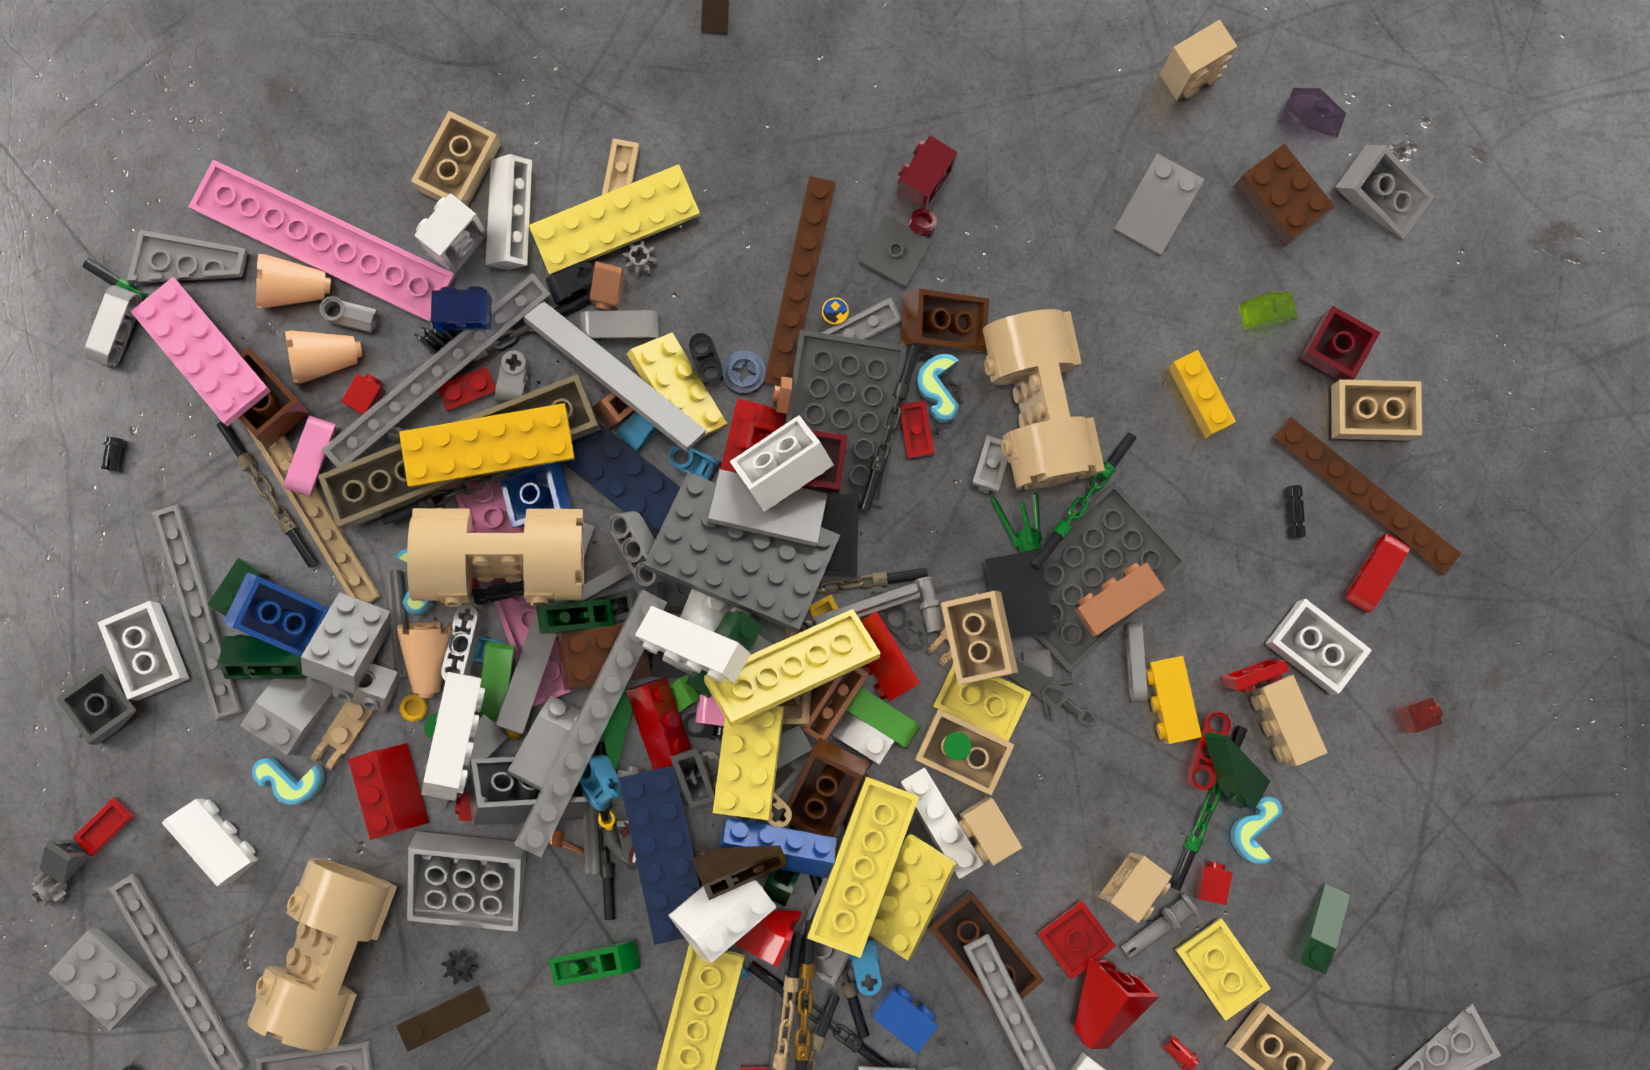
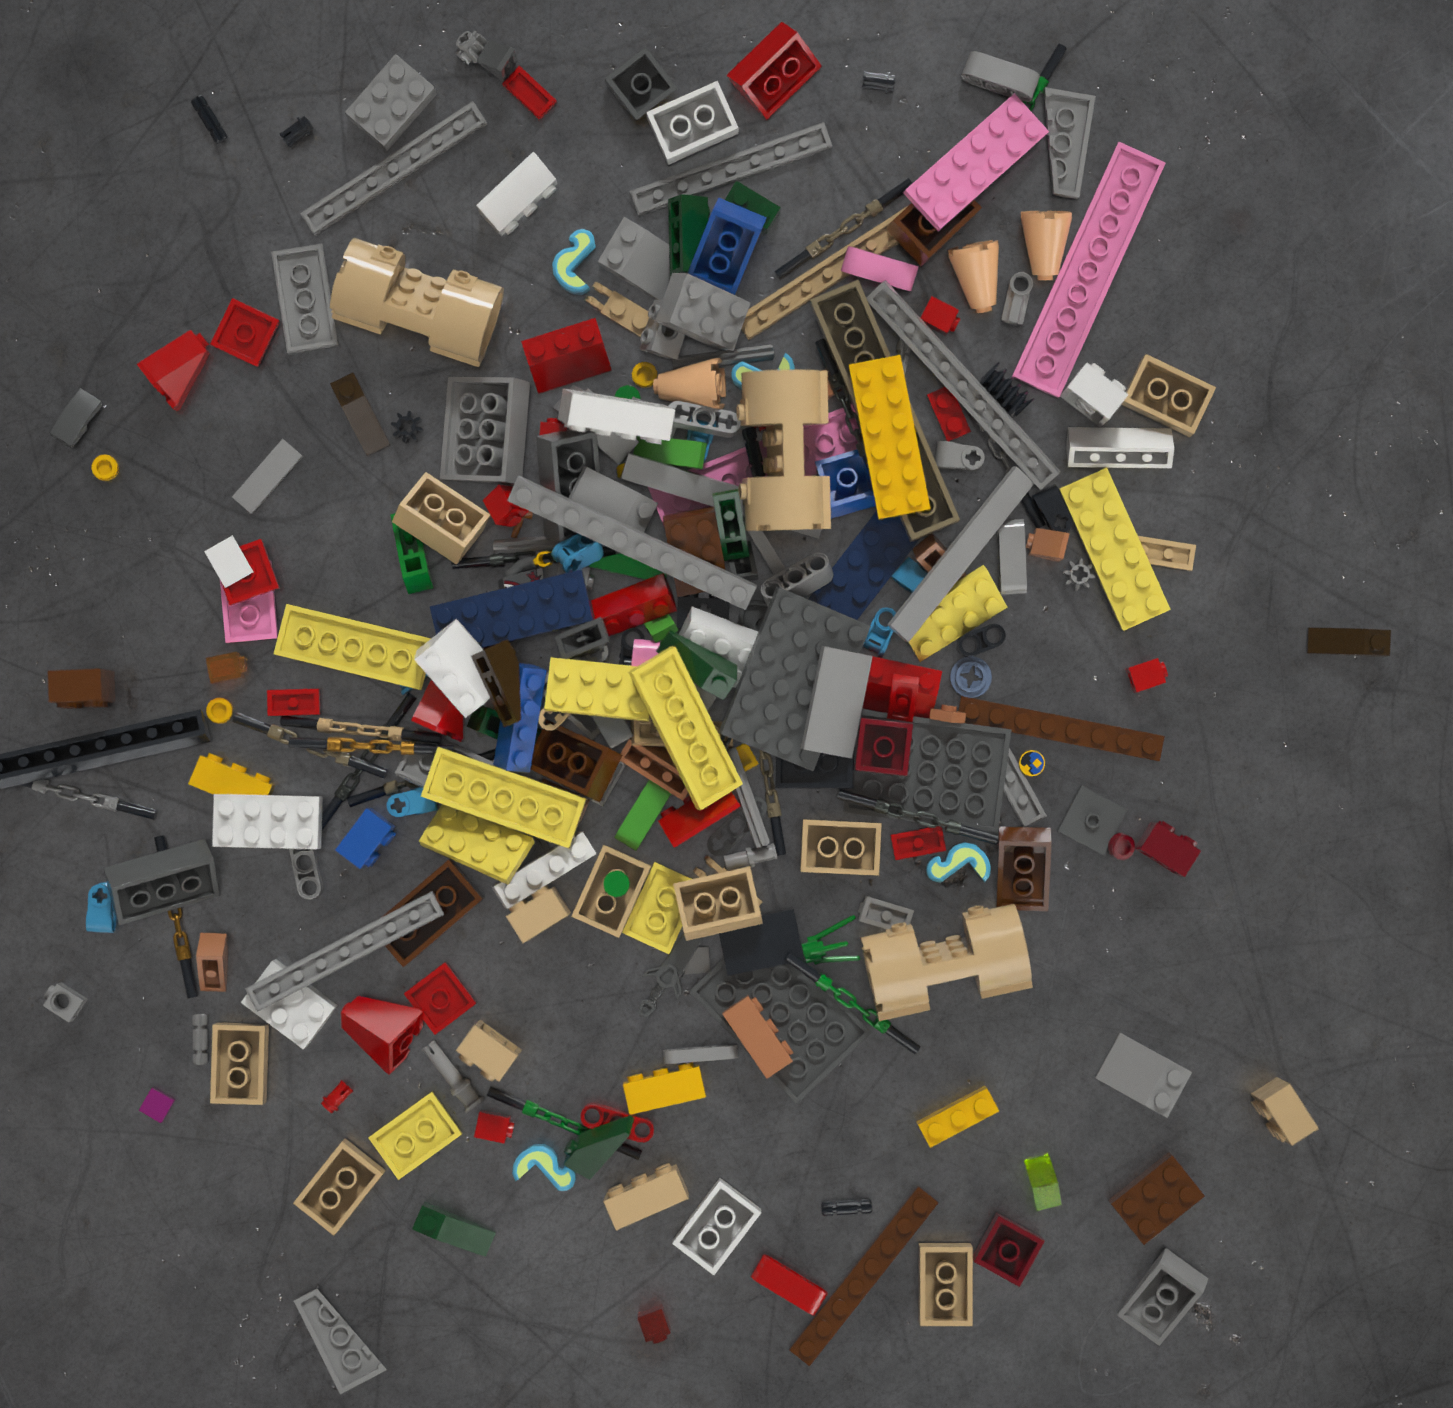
camera: 90 degrees right, 5 degrees up
(92, 563) = (774, 70): none -> red slope
(461, 309) = (1021, 407): clear blue brick -> none
(551, 864) = (501, 510): none -> red brick
(559, 931) = (441, 518): none -> tan brick
(693, 645) = (704, 634): white brick -> none
(746, 191) = (1147, 675): none -> red brick
(782, 463) = (877, 714): white slope -> none
(863, 738) = (623, 796): white slope -> none
(920, 509) = (840, 847): none -> tan brick
(1246, 678) = (685, 1157): red plate -> none
(1315, 111) = (1241, 1229): clear purple slope -> none

